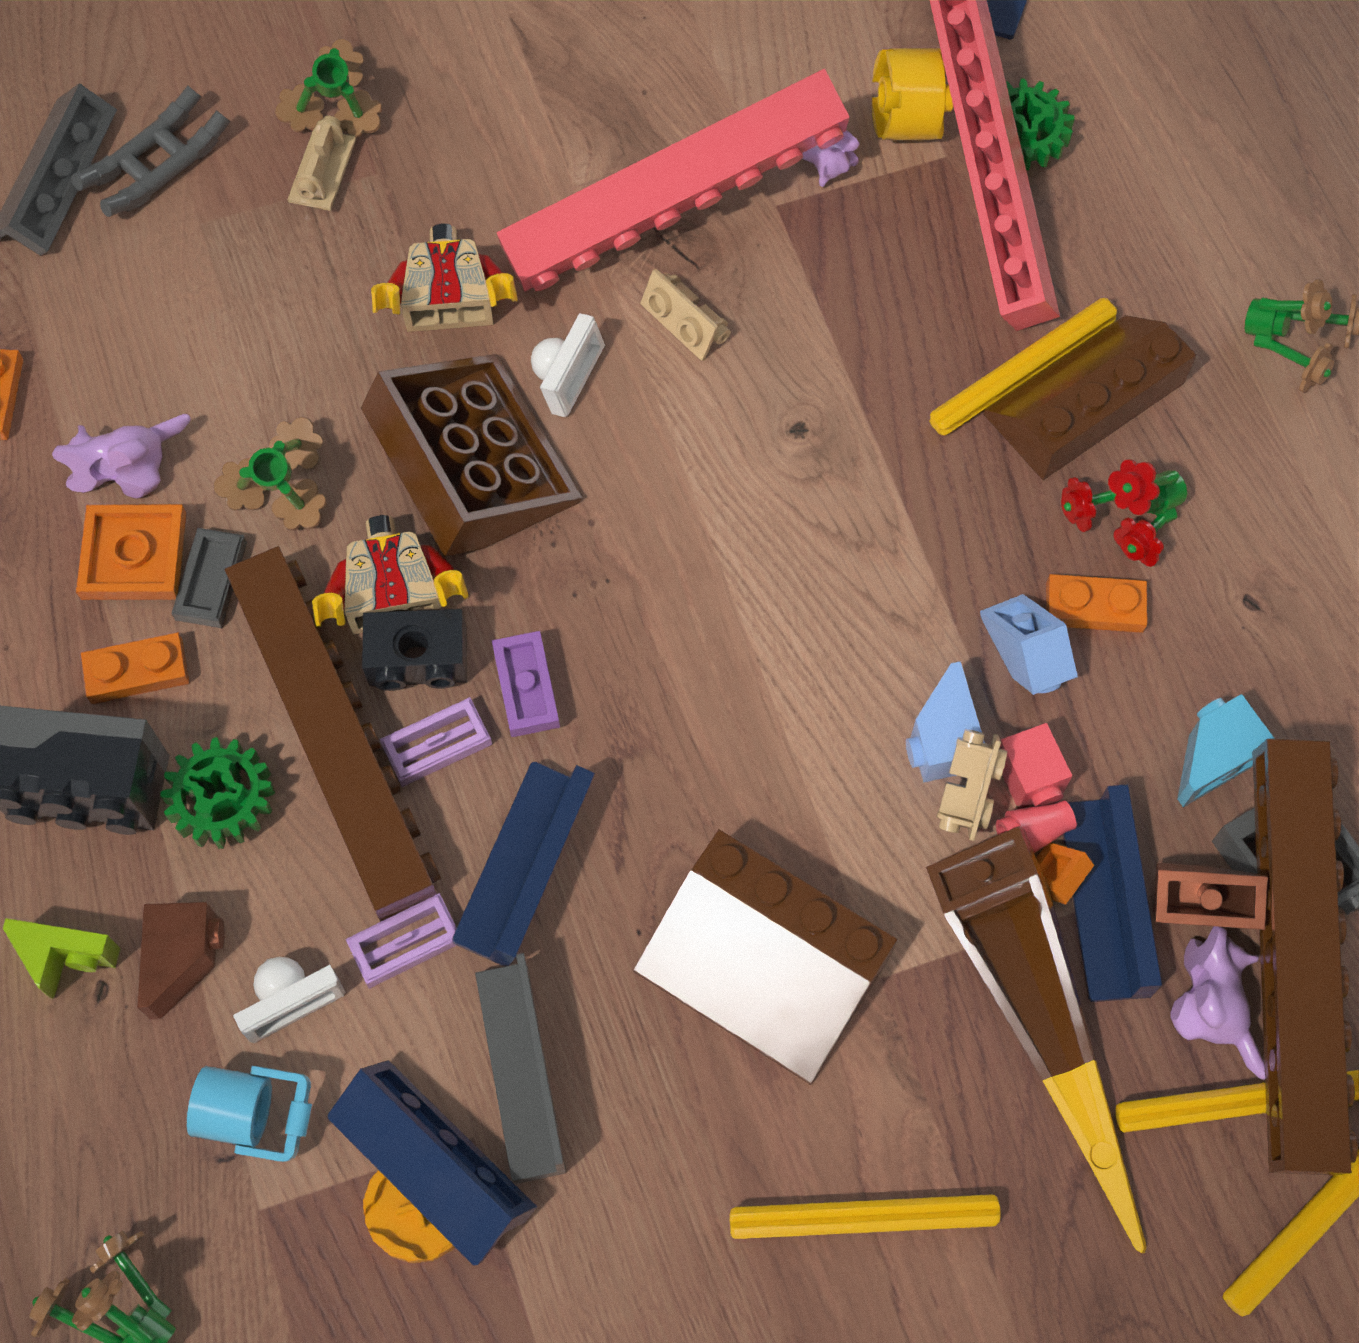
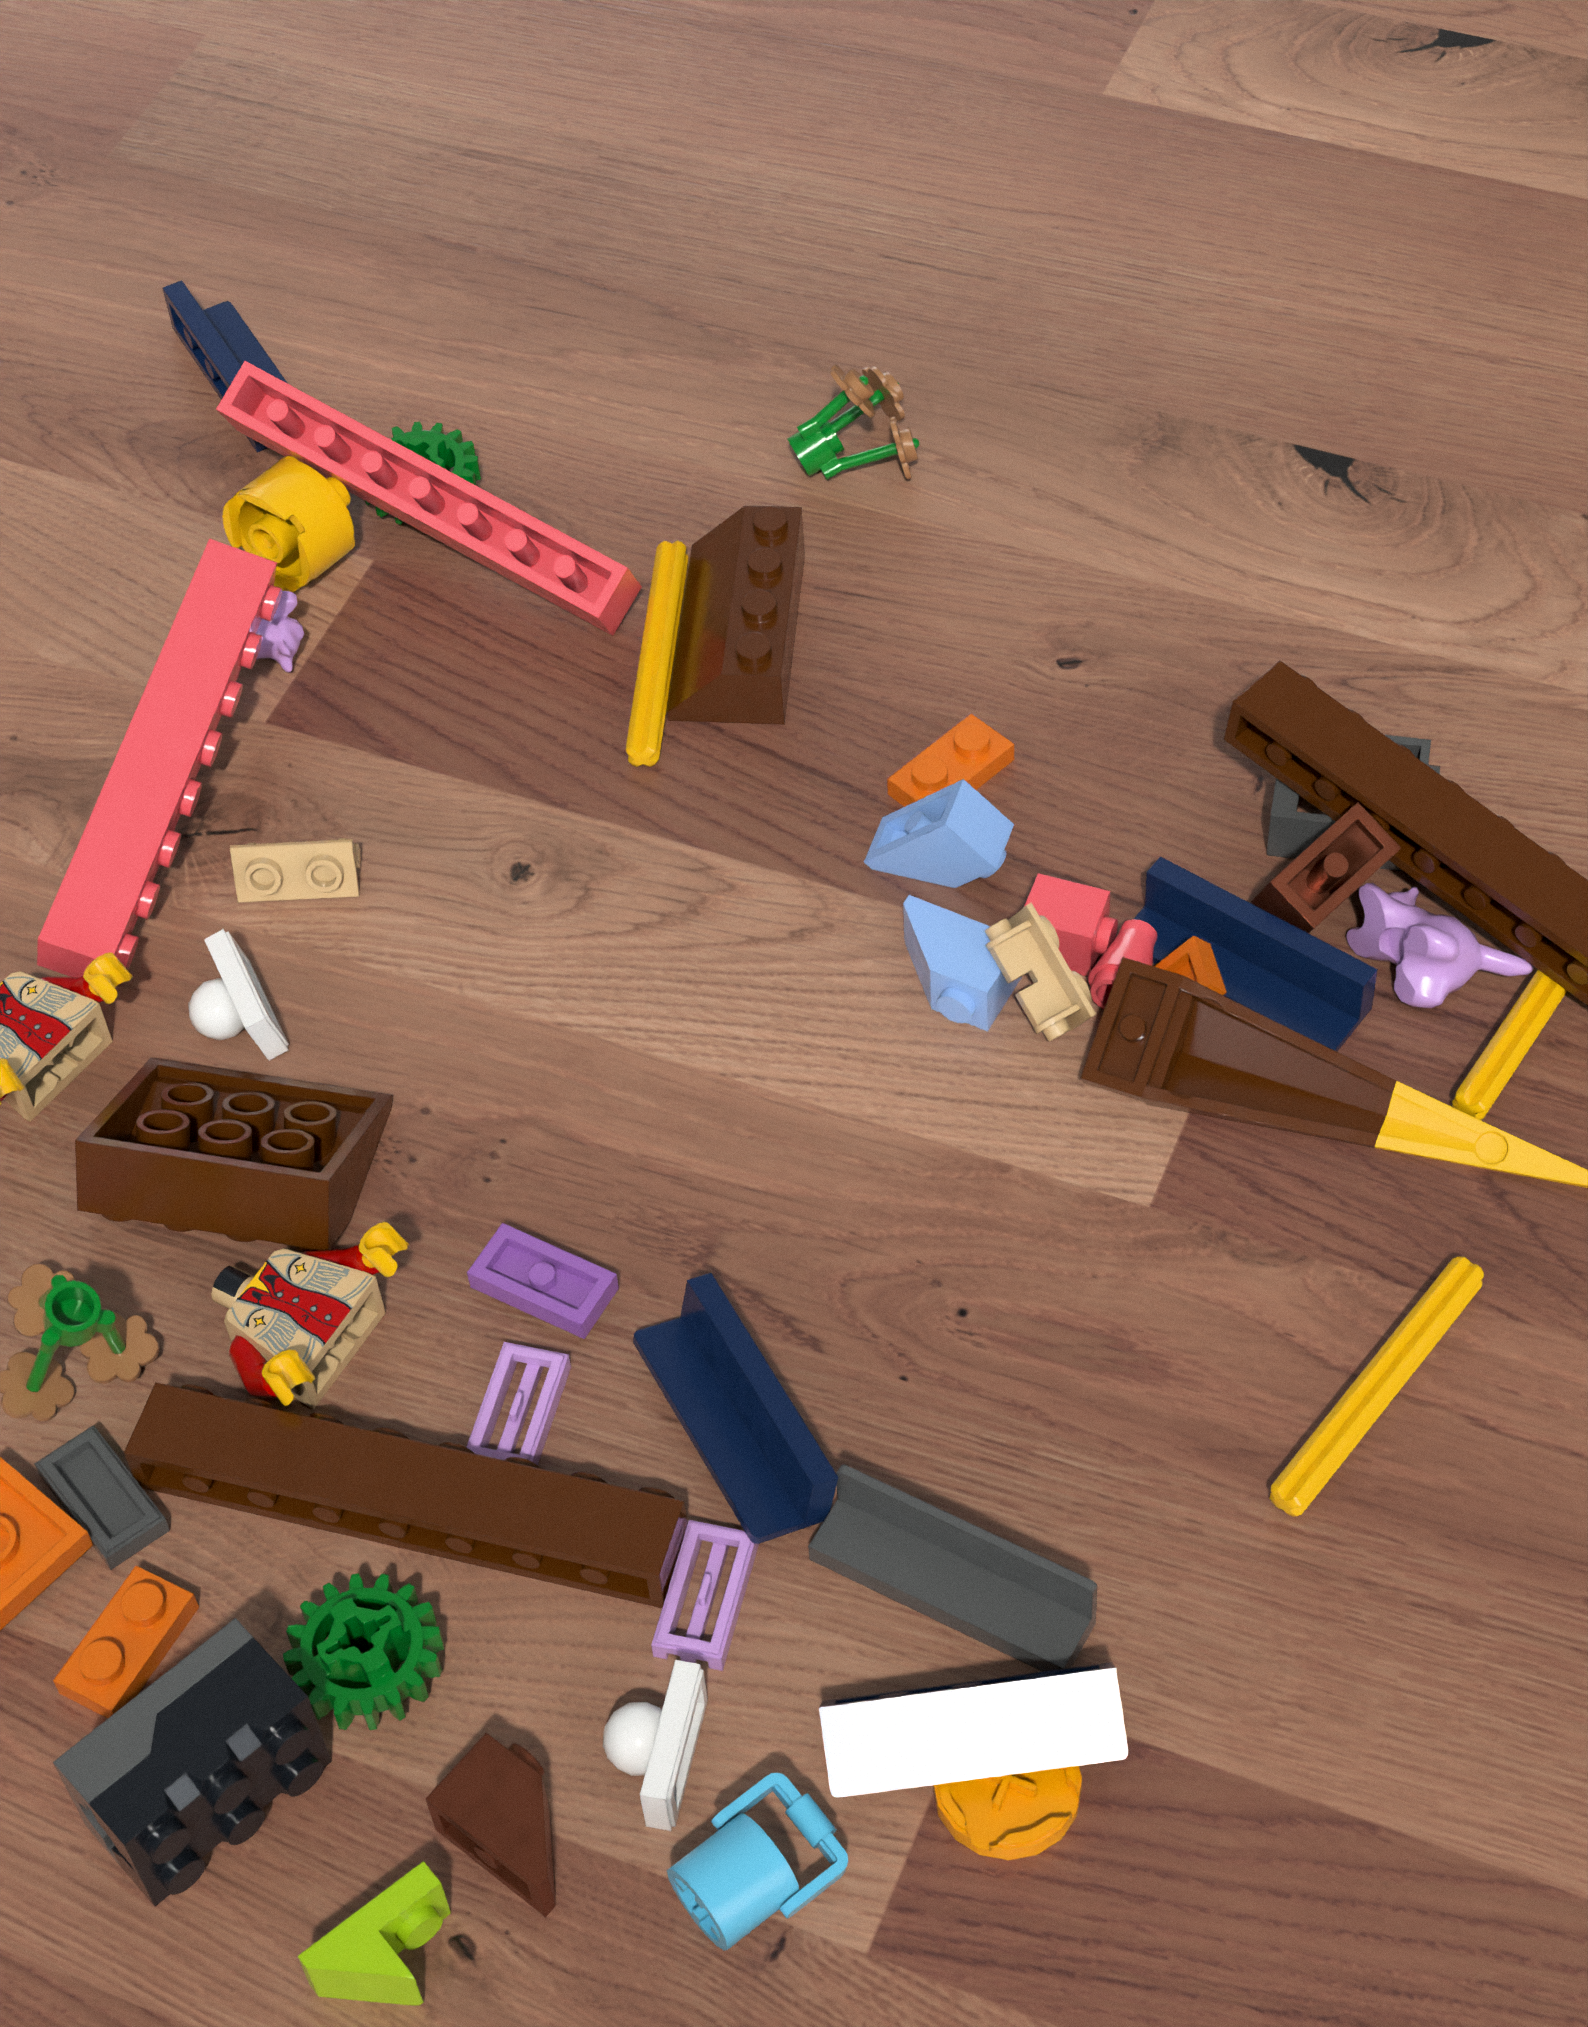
camera: 45 degrees left, 15 degrees down
(392, 634) = (406, 1316): black brick -> none
(765, 956) = (1039, 1273): slope -> none
(1133, 488) = (892, 639): red plant -> none
(1220, 747) = (1188, 773): medium azure slope -> none

